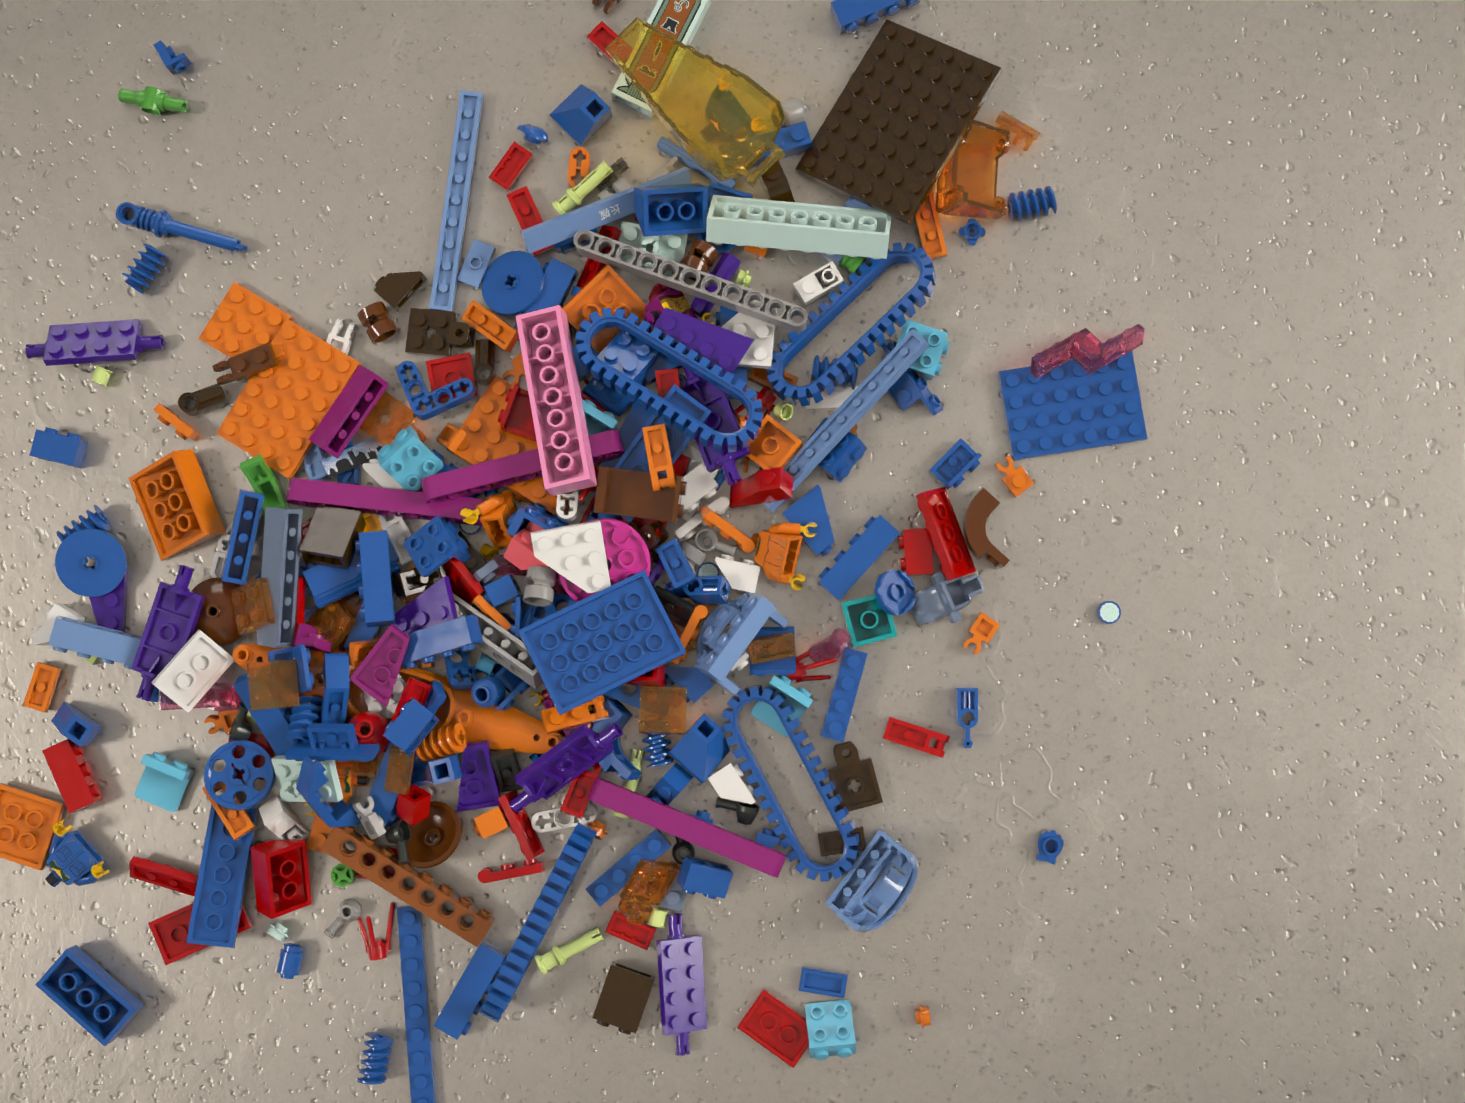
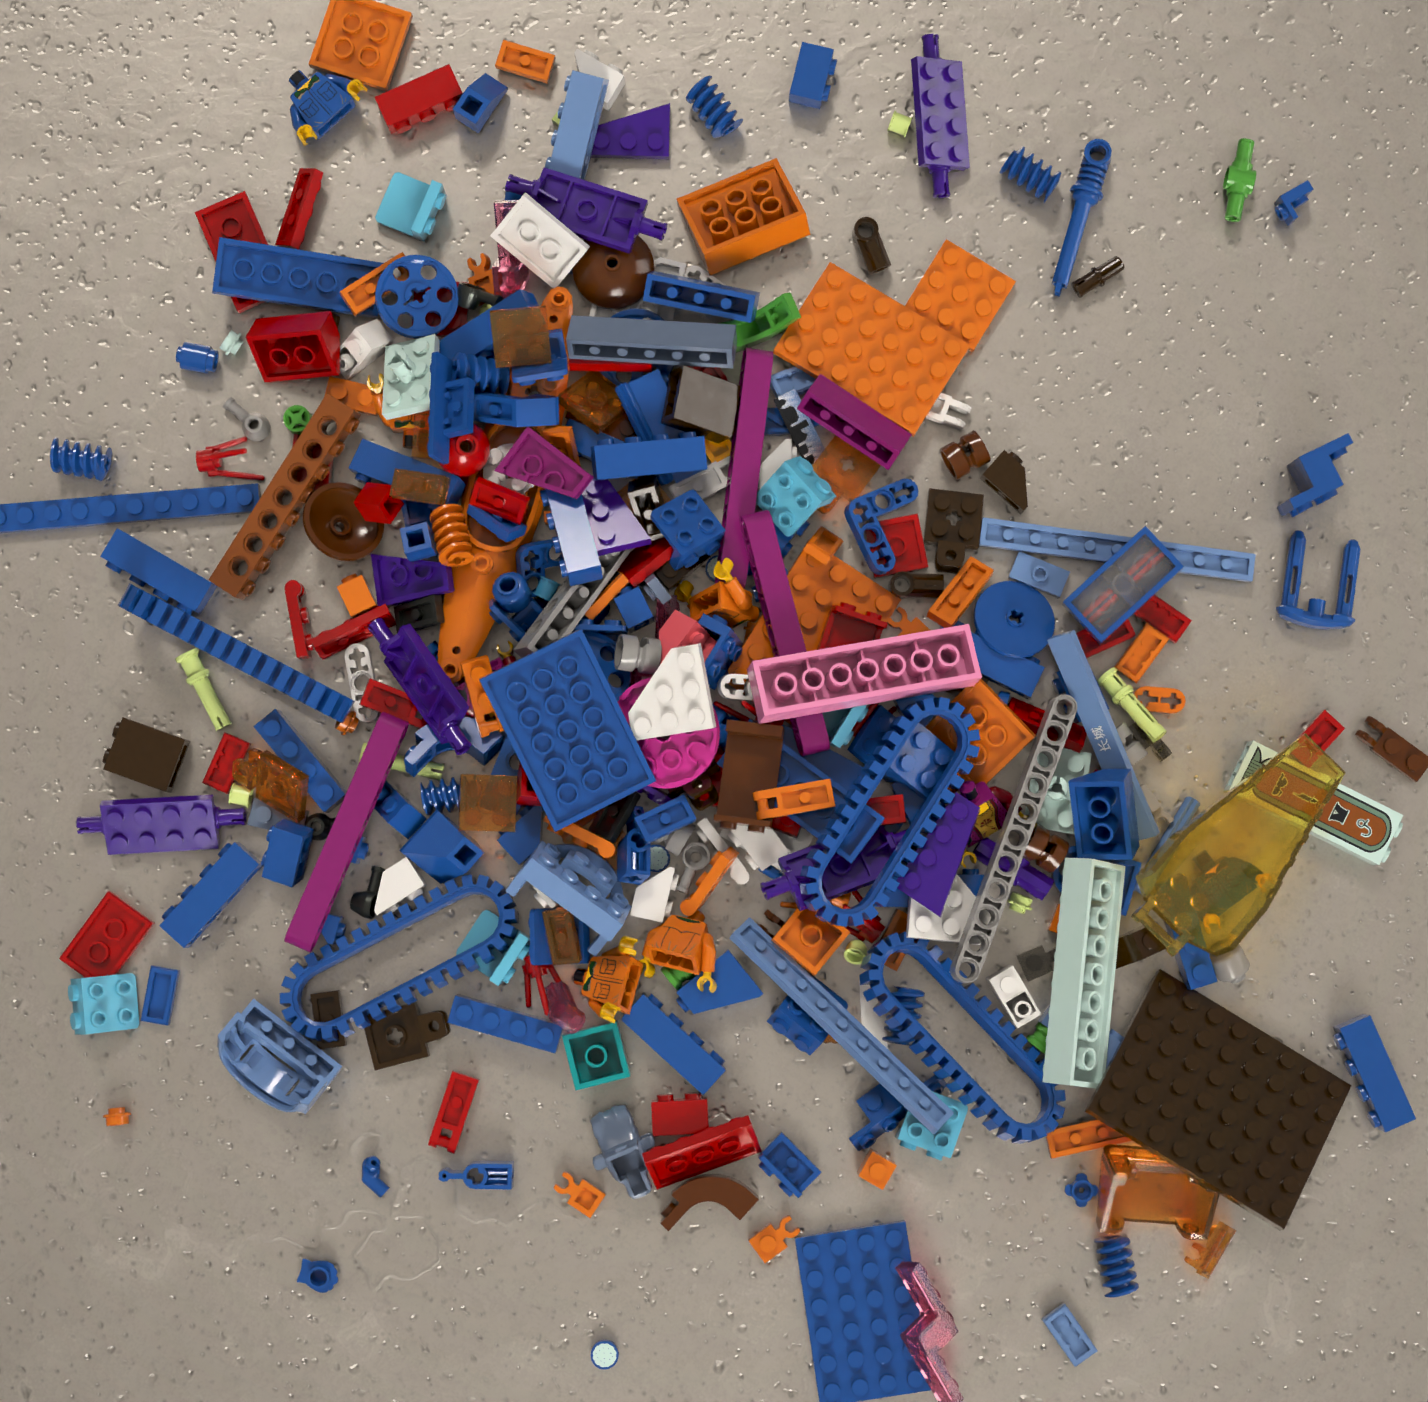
camera: 85 degrees right, 0 degrees up
(72, 560) = (651, 112): blue piece -> none
(89, 995) = (161, 125): blue brick -> none
(168, 417) = (849, 205): orange plate -> none
(231, 215) = (1097, 276): none -> dark brown axle
(246, 364) = (913, 298): reddish brown hinge -> none
(252, 606) = (616, 310): clear orange plate -> none
(309, 636) = (578, 376): magenta bracket -> none
(309, 781) = (403, 381): blue slope -> none
(371, 821) = (358, 453): light grey plate -> none
(397, 40) = (1315, 476): none -> blue bracket
(400, 834) = (344, 487): pearl dark grey bar -> none
(410, 726) = (469, 500): blue brick -> none
(485, 194) = (1122, 585): none -> clear brick
(510, 43) = (1315, 615): none -> blue piece
(533, 133) = (1201, 644): blue animal -> none
(540, 181) = (1141, 652): none -> orange plate
(581, 114) = (1226, 703): blue slope -> none
(740, 941) = (211, 894): none -> blue brick
(762, 487) = (758, 925): red slope -> none
(790, 266) = (1036, 962): none -> clear smoke plate
(804, 555) = (676, 977): none -> bright green wheel
(807, 608) = (611, 980): none -> orange torso
(895, 592) = (629, 1088): blue tile -> none
(957, 393) = (876, 1169): none -> orange brick
(968, 804) = (371, 1176): none -> blue arm
(1086, 241) = (1069, 1334): none -> medium blue plate

